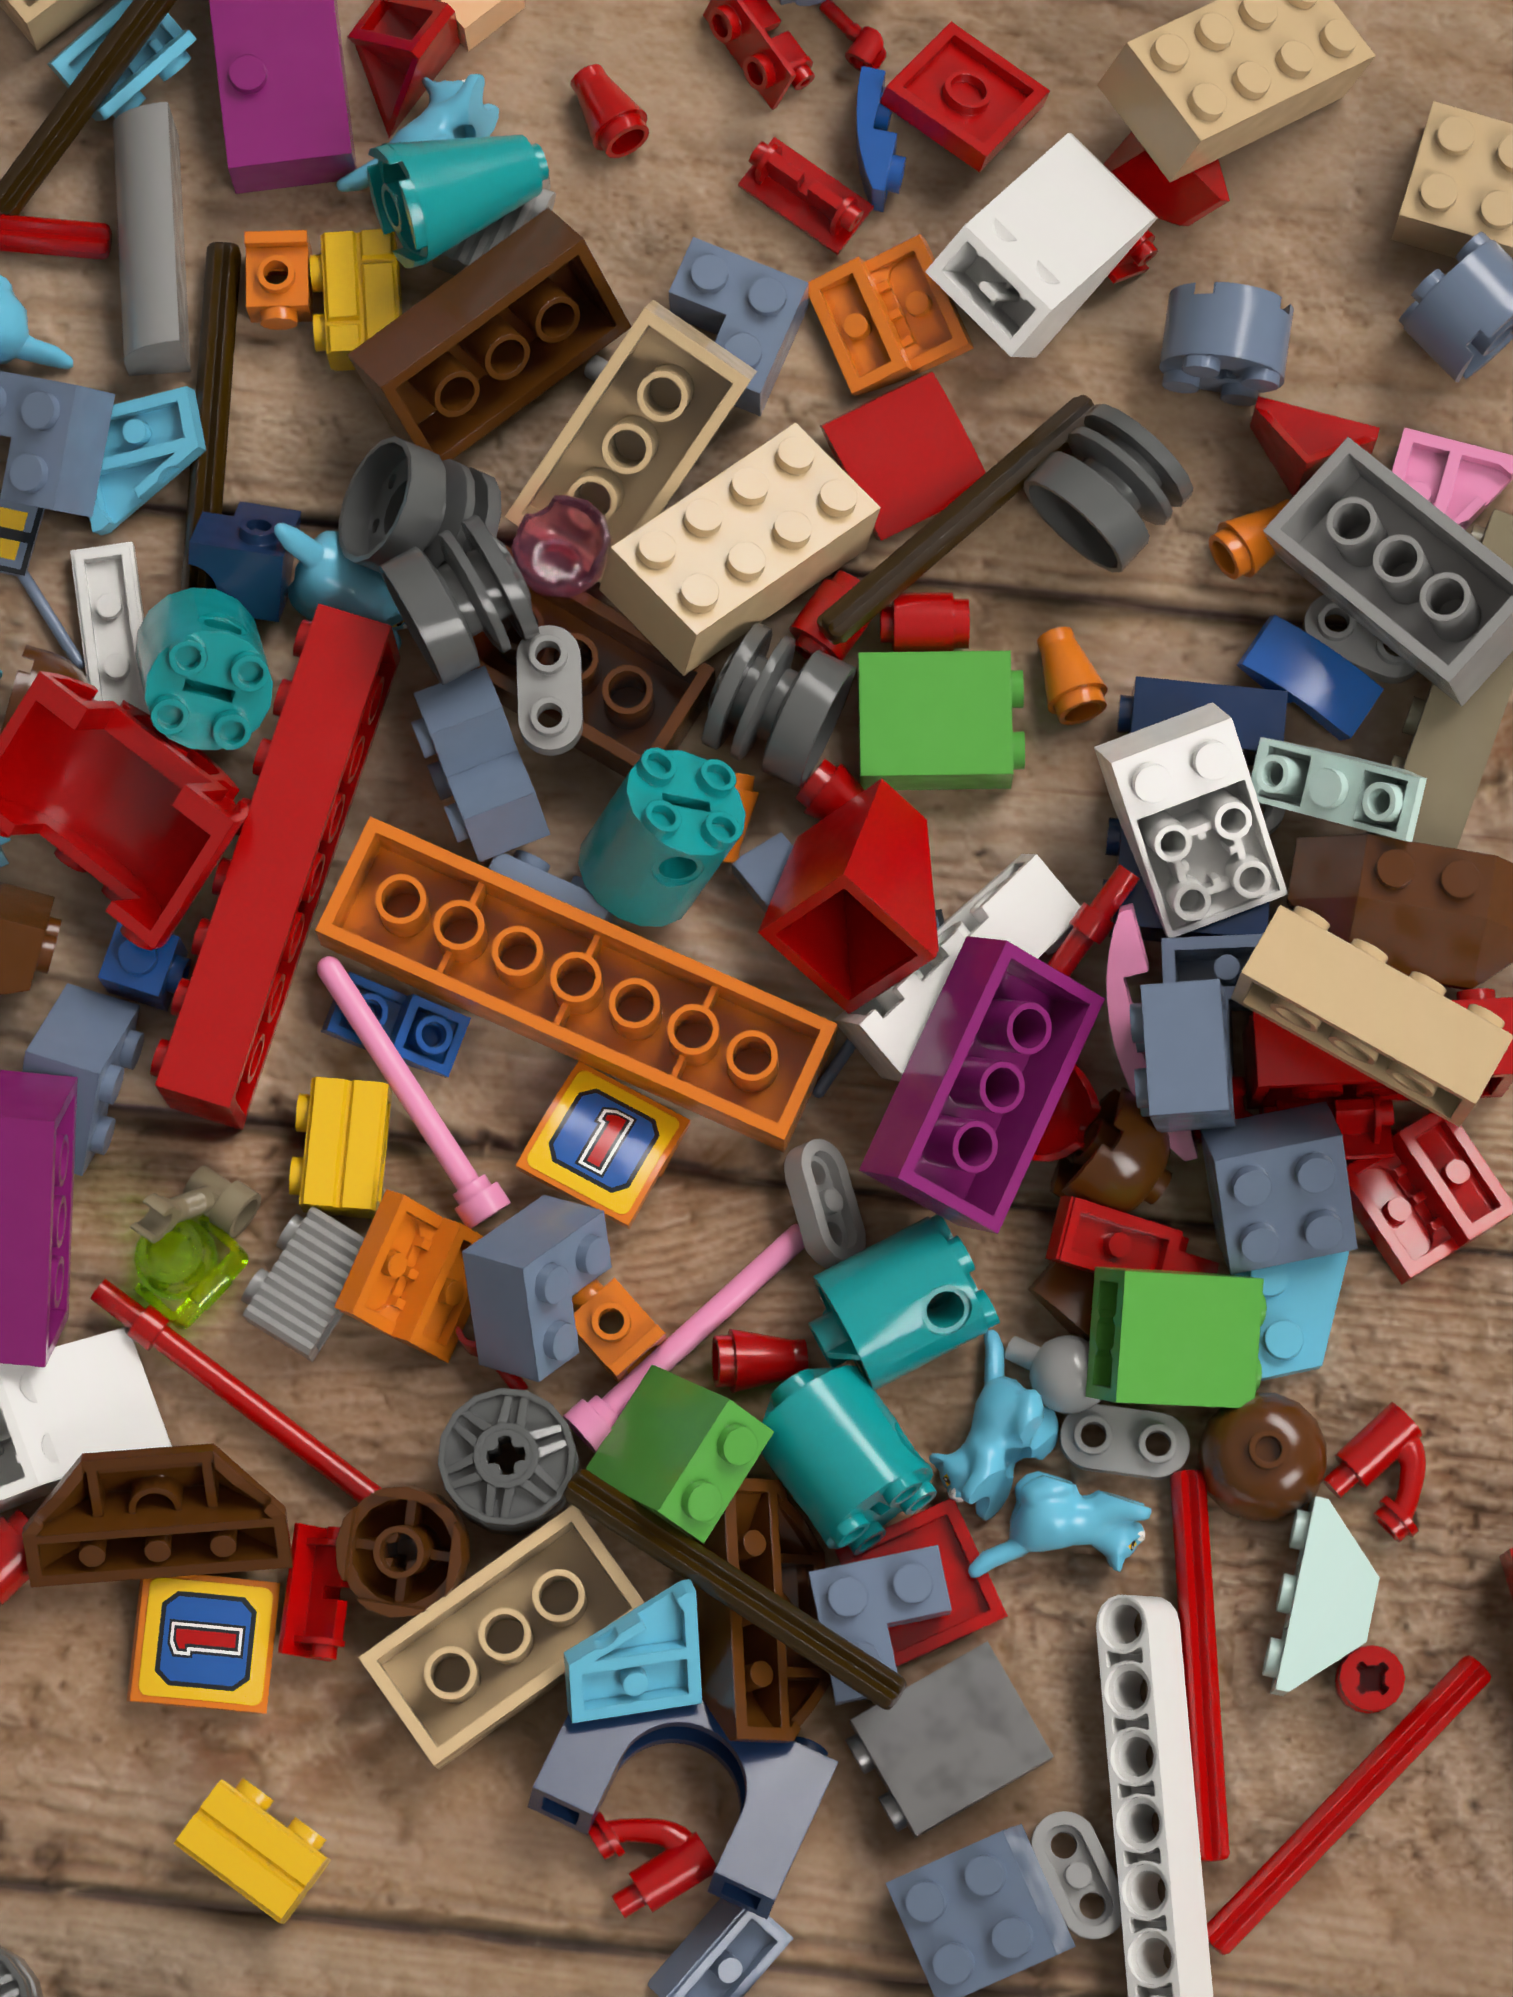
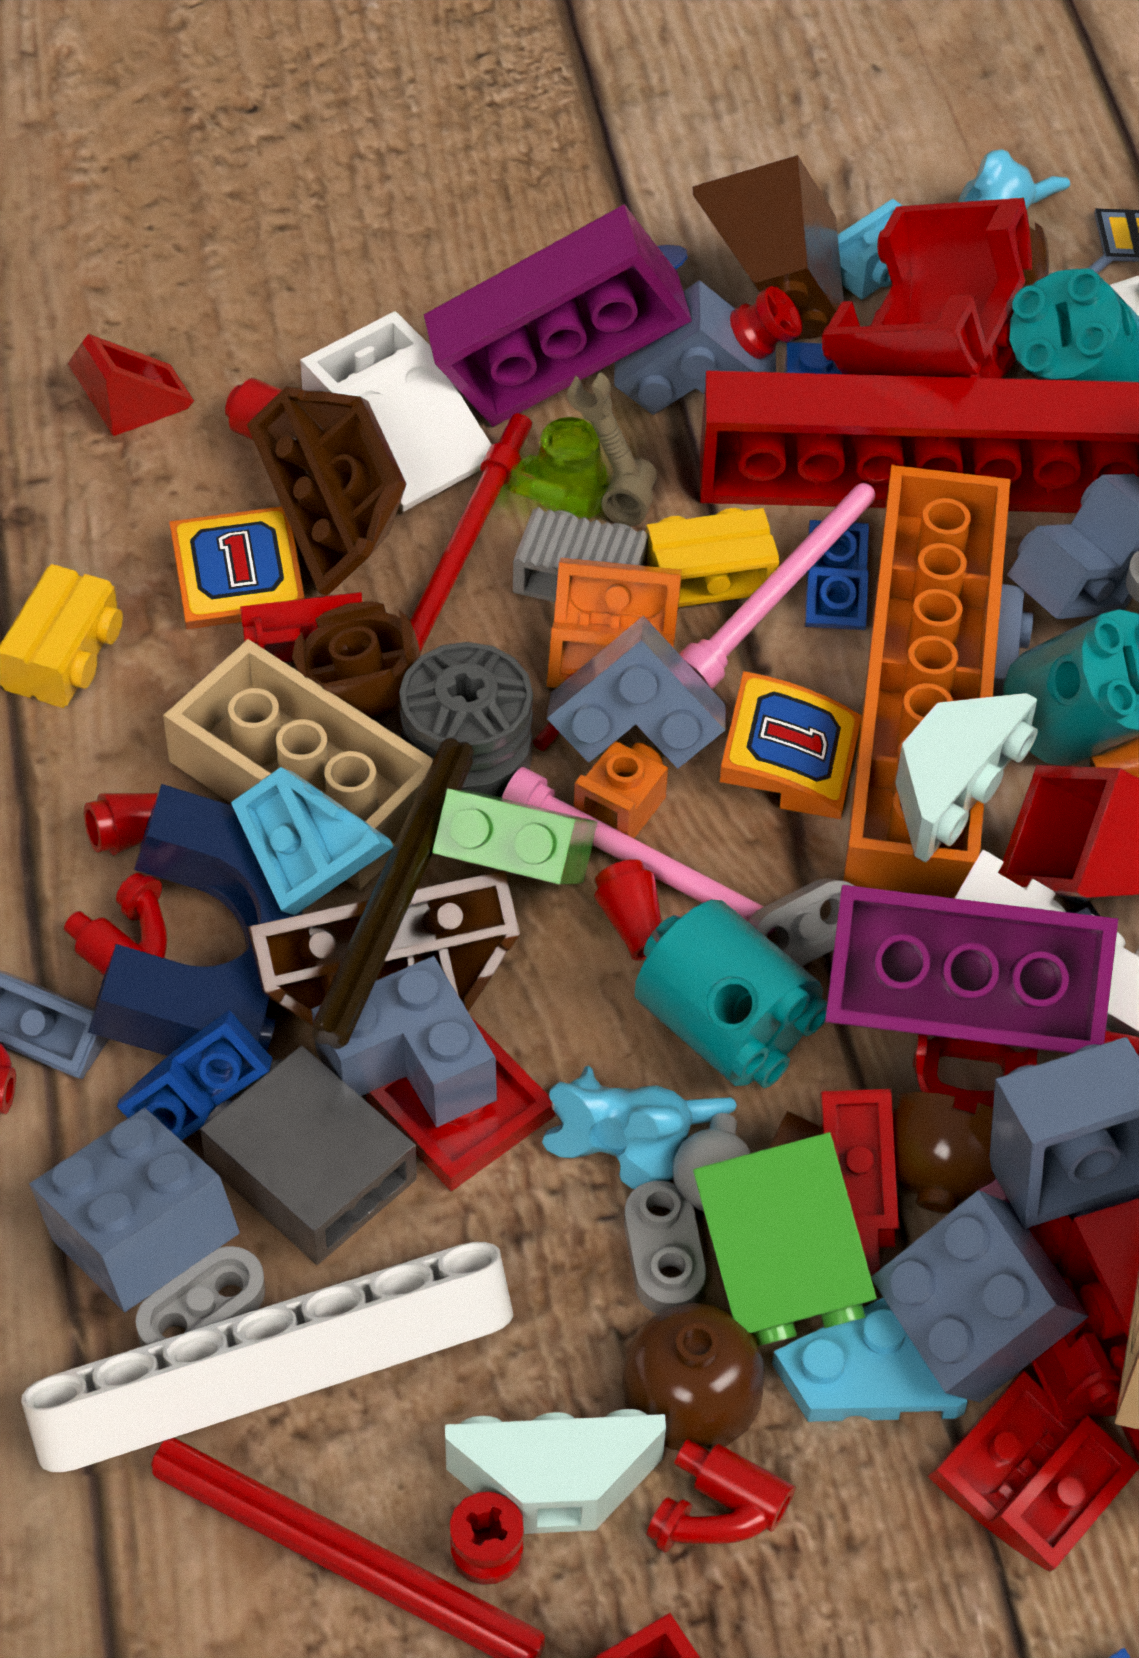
camera: 70 degrees right, 25 degrees down
(78, 993) = (766, 322): none -> red wheel
(510, 1828) = (117, 820): none -> red cone
(740, 1011) = (959, 760): none -> light aqua slope
(843, 1456) = (556, 975): teal cylinder -> none
(855, 1839) = (199, 1076): none -> blue slope
(1056, 1516) = (567, 1190): medium azure animal -> none
(1200, 1658) = (448, 1372): red axle -> none

